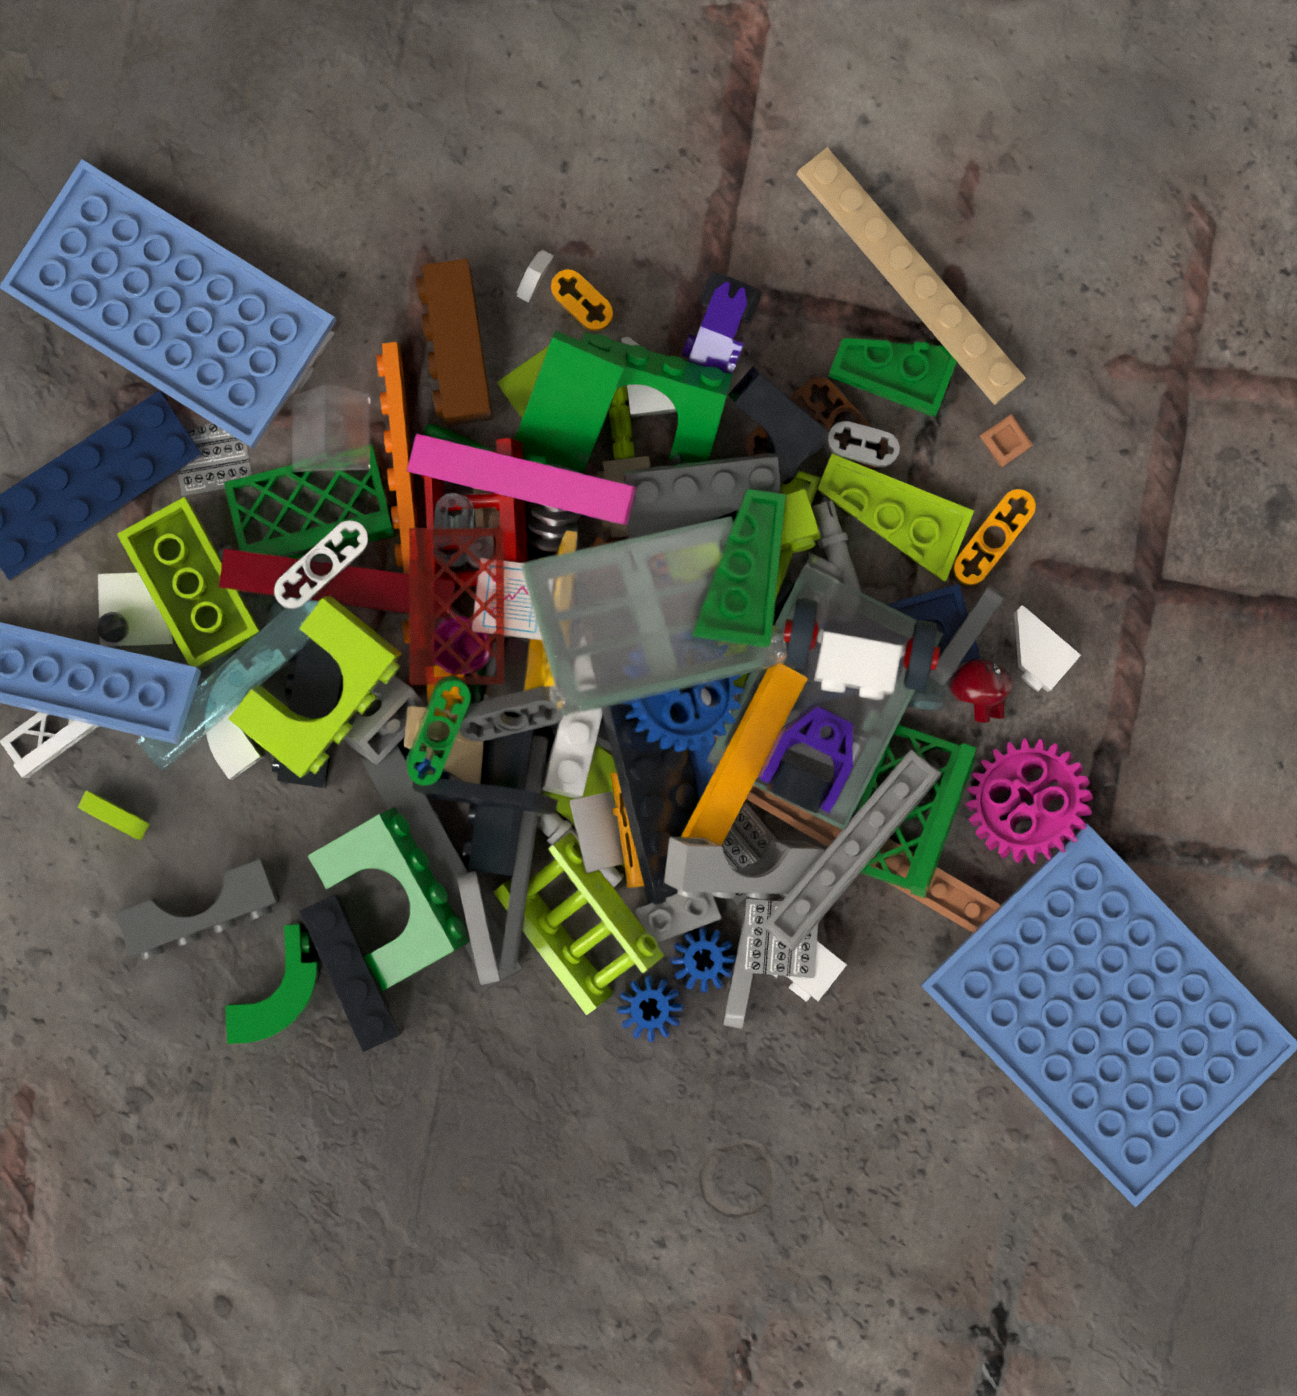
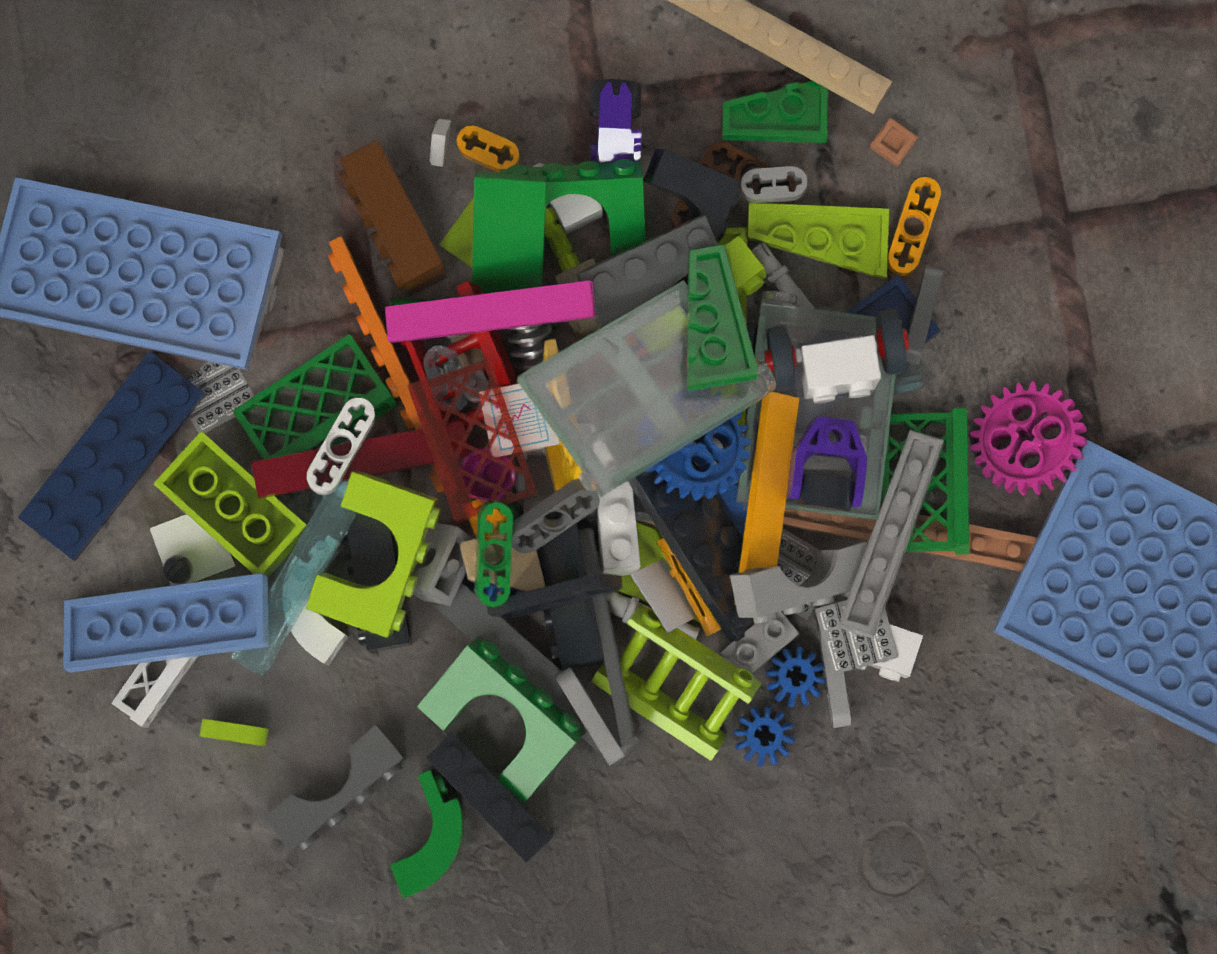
camera: 20 degrees left, 5 degrees down
(331, 429) = (309, 332): clear slope -> none
(984, 686) = (951, 353): dark red piece -> none
(1041, 651) = (990, 307): white slope -> none

